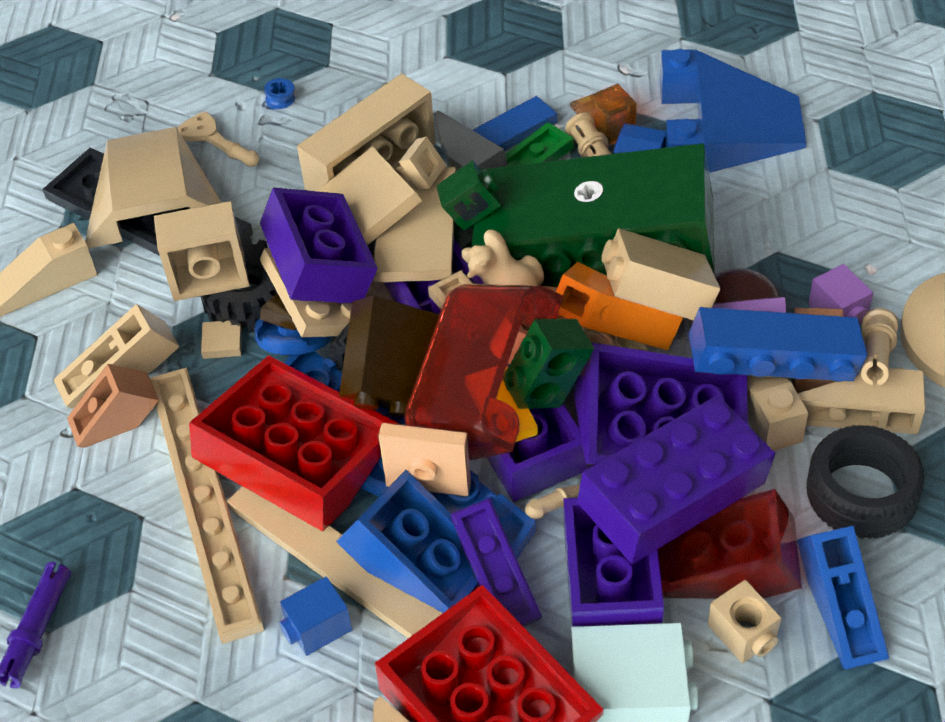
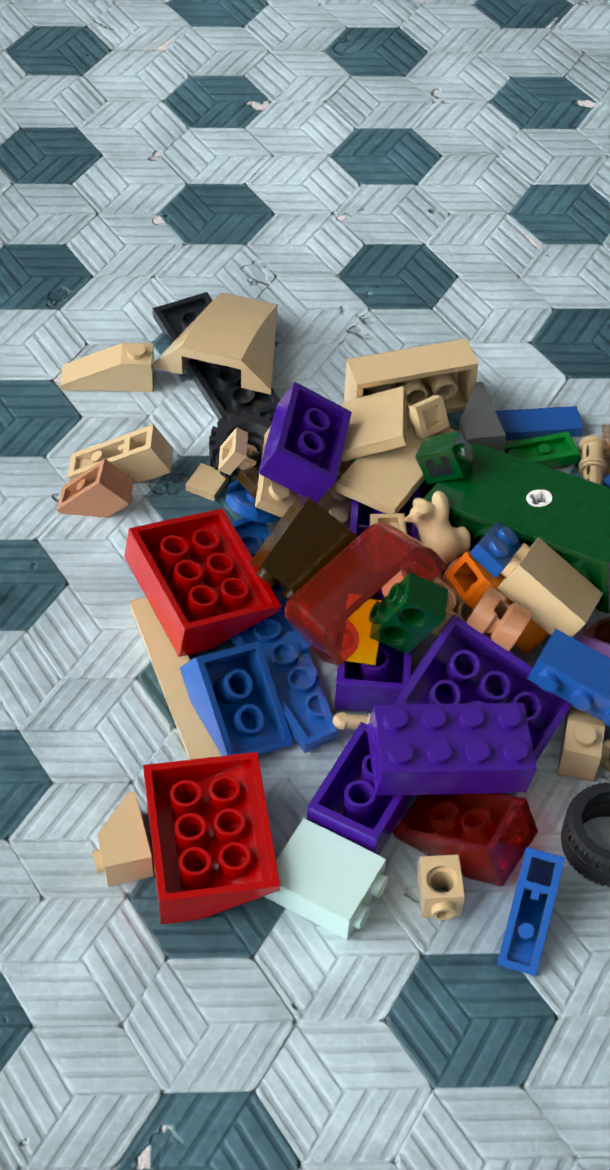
camera: 25 degrees right, 0 degrees up
(201, 251) = (220, 402): tan brick -> none
(204, 128) = (302, 315): tan piece -> none
(206, 513) = (110, 606): tan tile -> none
(243, 292) = (236, 452): none -> tan tile
(279, 100) = (371, 310): blue bush -> none
(314, 616) = (132, 714): blue brick -> none
(430, 455) = (282, 640): light nougat plate -> none
(495, 560) = (284, 745): dark purple tile -> none
(585, 258) = (496, 549): none -> blue plate
(640, 326) = (498, 618): none -> nougat wheel

